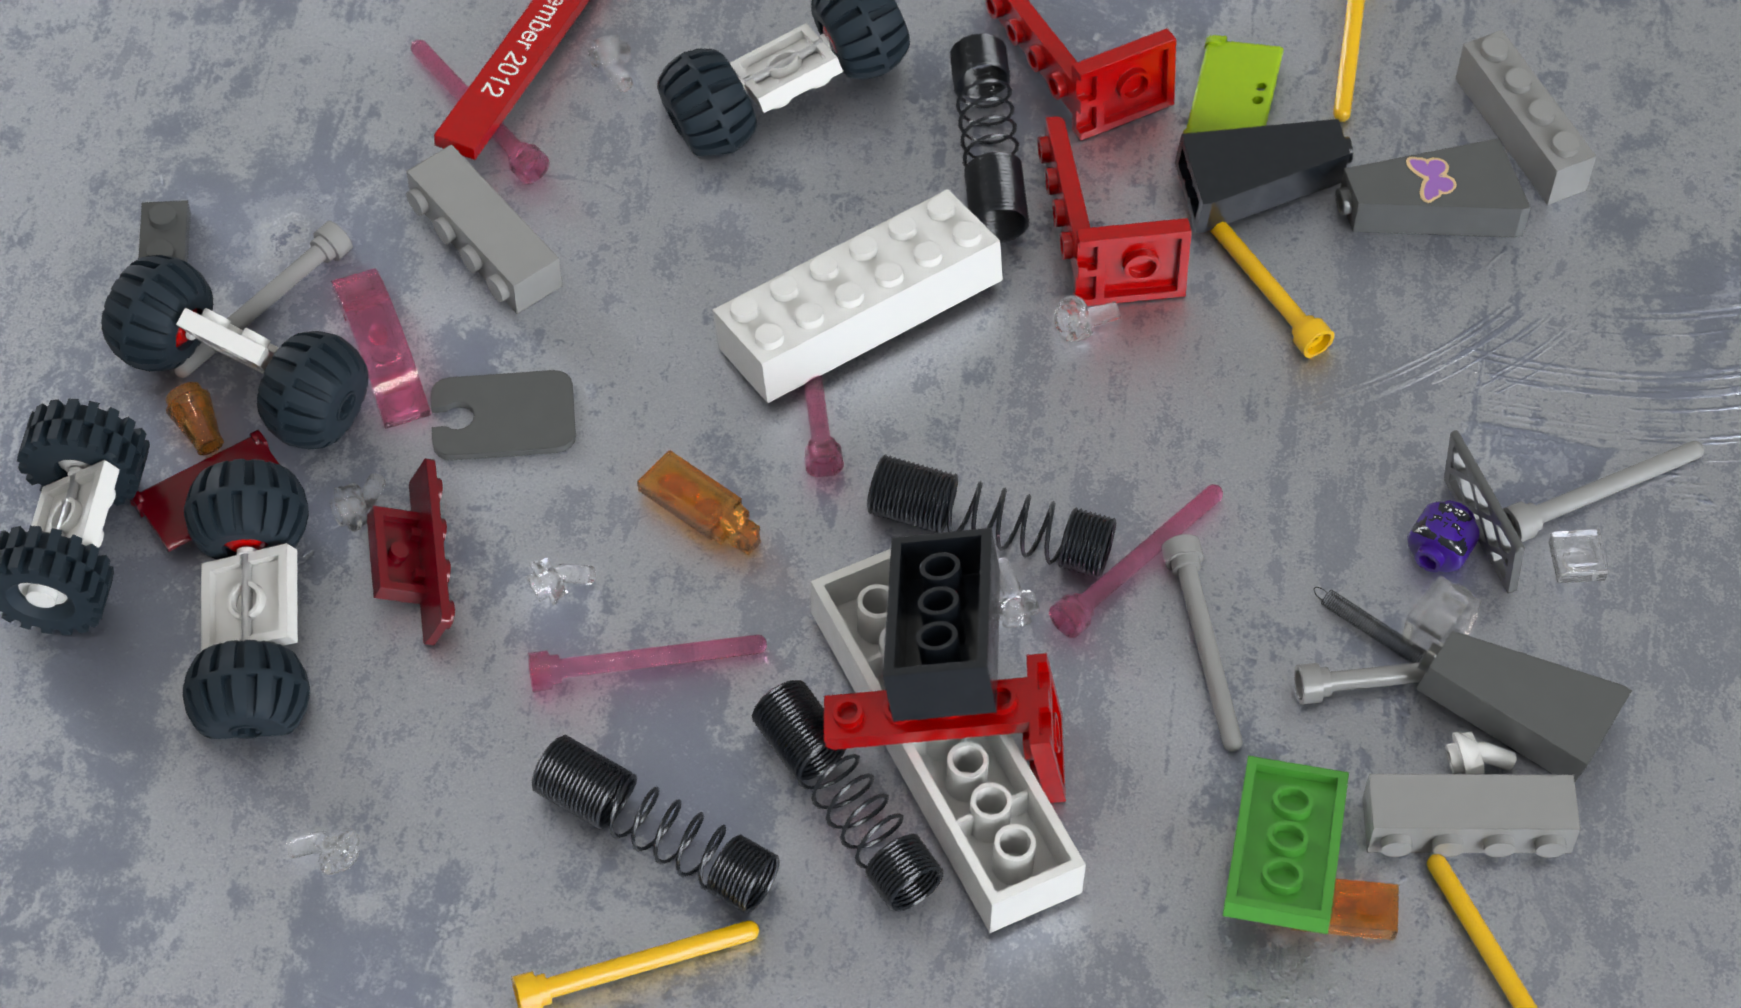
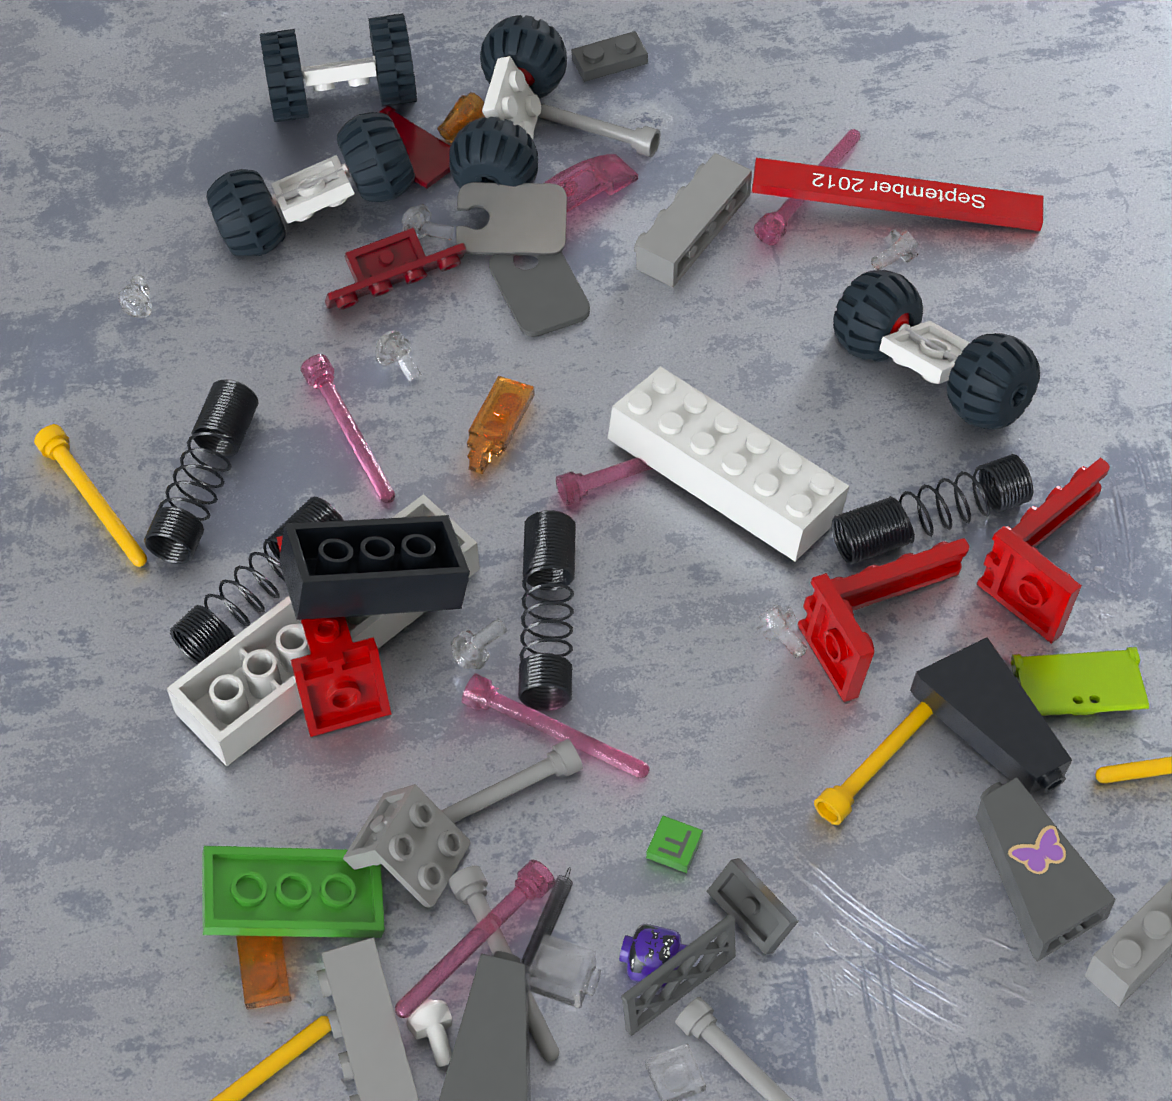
camera: 75 degrees right, 0 degrees up
(408, 392) = (521, 219): none -> piece
(1250, 721) = (411, 842): none -> light grey bracket
(1313, 488) = (674, 844): none -> bright green tile
(1330, 621) = (532, 882): none -> clear pink piece
(1409, 436) = (752, 905): none -> dark grey plate

